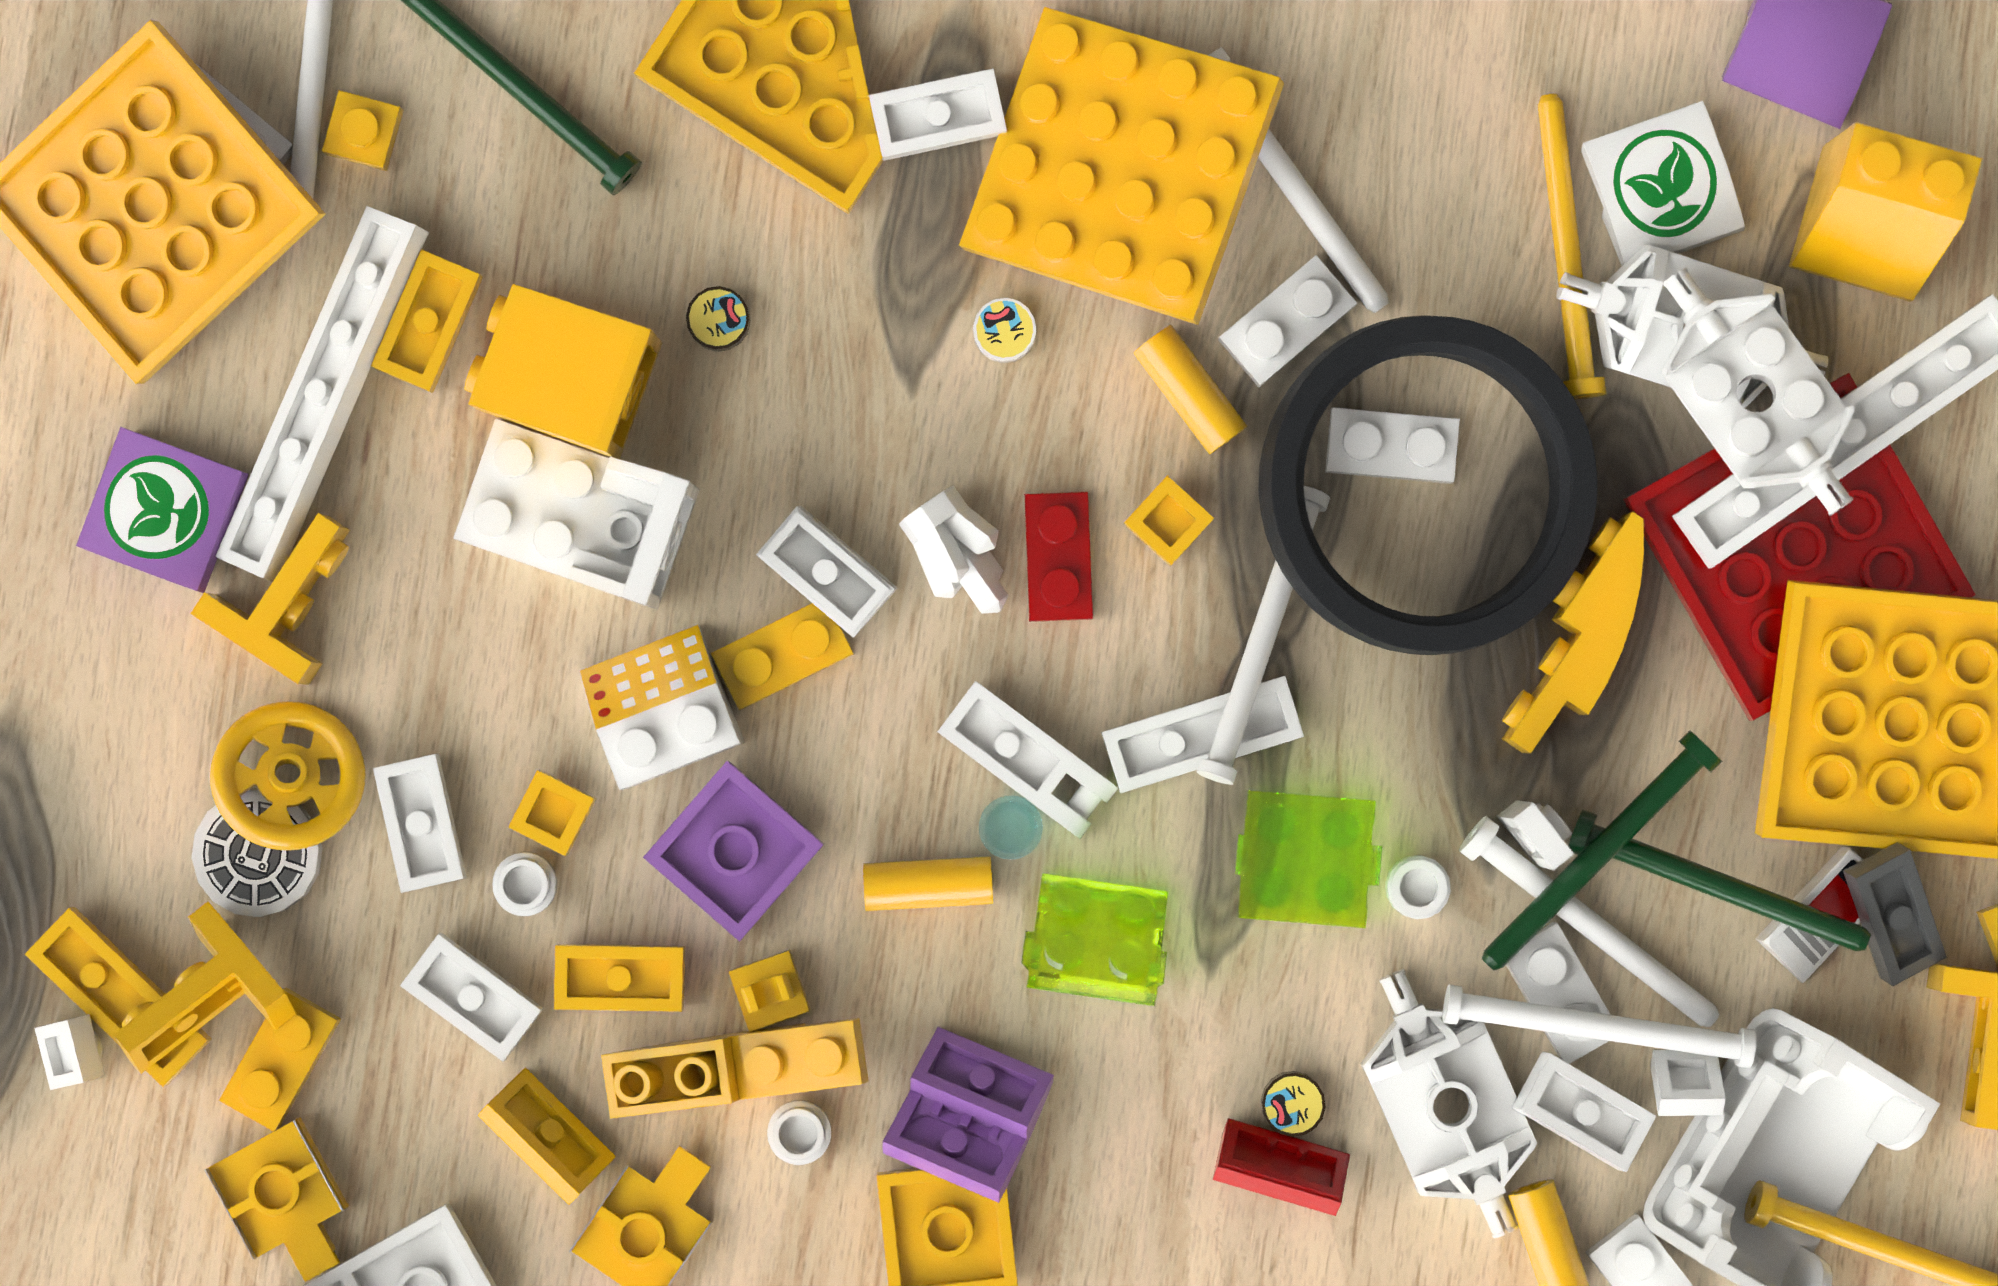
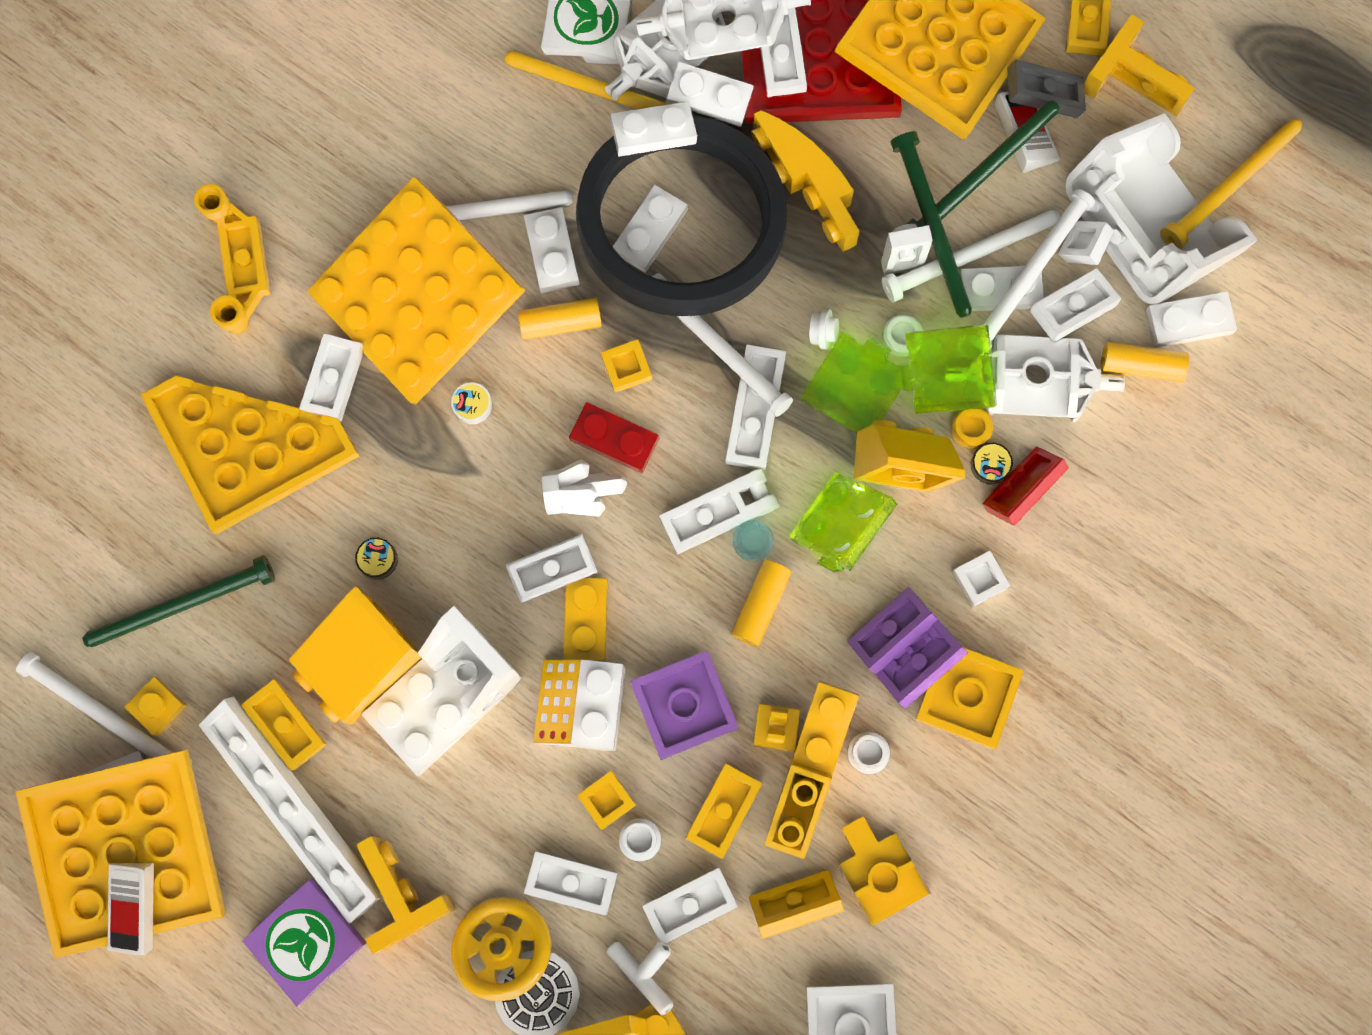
camera: 60 degrees left, 10 degrees down
(83, 259) = (130, 908): none -> slope
(352, 979) = (641, 973): none -> white piece
(1119, 1168) = (981, 579): none -> white tile
(1232, 983) = (905, 457): none -> yellow slope
(1331, 1051) = (971, 428): none -> yellow tile
(1366, 772) = (823, 329): none -> white plate
(1391, 982) = (950, 369): none -> clear neon green piece
(1530, 381) = (653, 128): none -> white plate
(1631, 431) = (710, 93): none -> white plate

